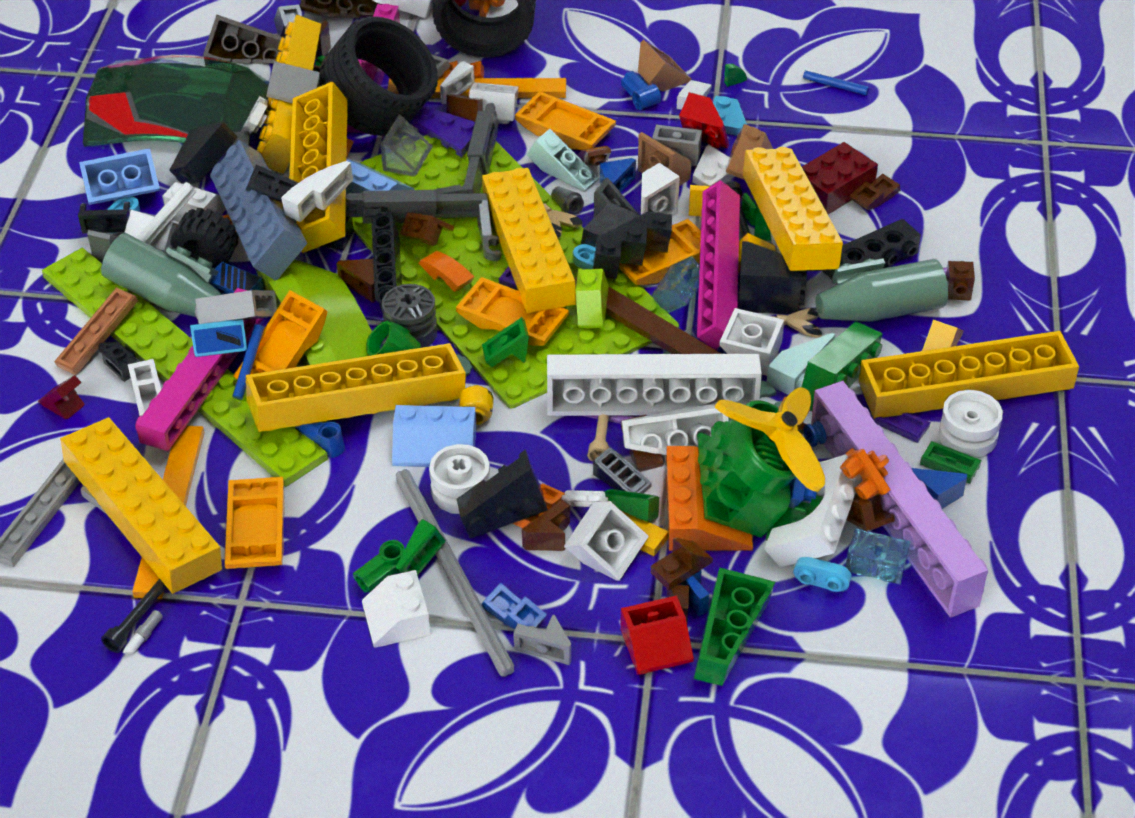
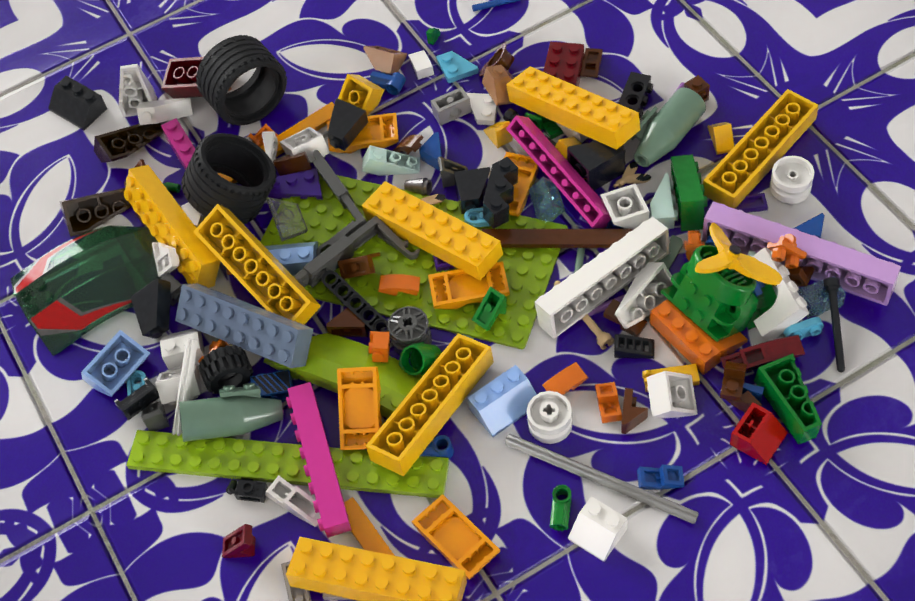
camera: 30 degrees left, 10 degrees up
(96, 331) = (214, 482): nougat tile -> none
(218, 337) = (318, 432): slope -> none
(234, 306) = (311, 404): light grey slope -> none
(248, 361) = (347, 434): blue bar -> none
(269, 183) = (254, 304): black hinge -> none
(284, 15) = (109, 174): dark grey brick -> none
(290, 82) = (180, 221): light grey slope -> none
(317, 190) = (289, 289): white slope -> none
(362, 308) = (379, 346): none -> orange brick
(421, 547) = (574, 474): green slope -> none
(481, 399) = (506, 359): yellow head -> none
(502, 499) = (594, 414): black wedge -> none
(507, 454) = (566, 379): none -> orange slope
(547, 644) = (704, 482): light grey slope -> none
(549, 100) = (345, 124): none -> black slope
(583, 498) = (632, 377): white axle -> none
(591, 298) = (511, 244): lime slope -> none
(598, 86) = (361, 93): none -> yellow slope
(636, 504) = (659, 360): green slope -> none
(653, 152) = (454, 124): medium nougat slope -> none
(660, 190) = (475, 147): white slope -> none
(702, 115) = (454, 76): red slope -> none
(754, 563) = (766, 352): none -> dark red slope
(780, 134) = (501, 57): none -> reddish brown piece
(891, 545) = (831, 286): none -> black piece
(950, 463) = (798, 213): green tile -> none

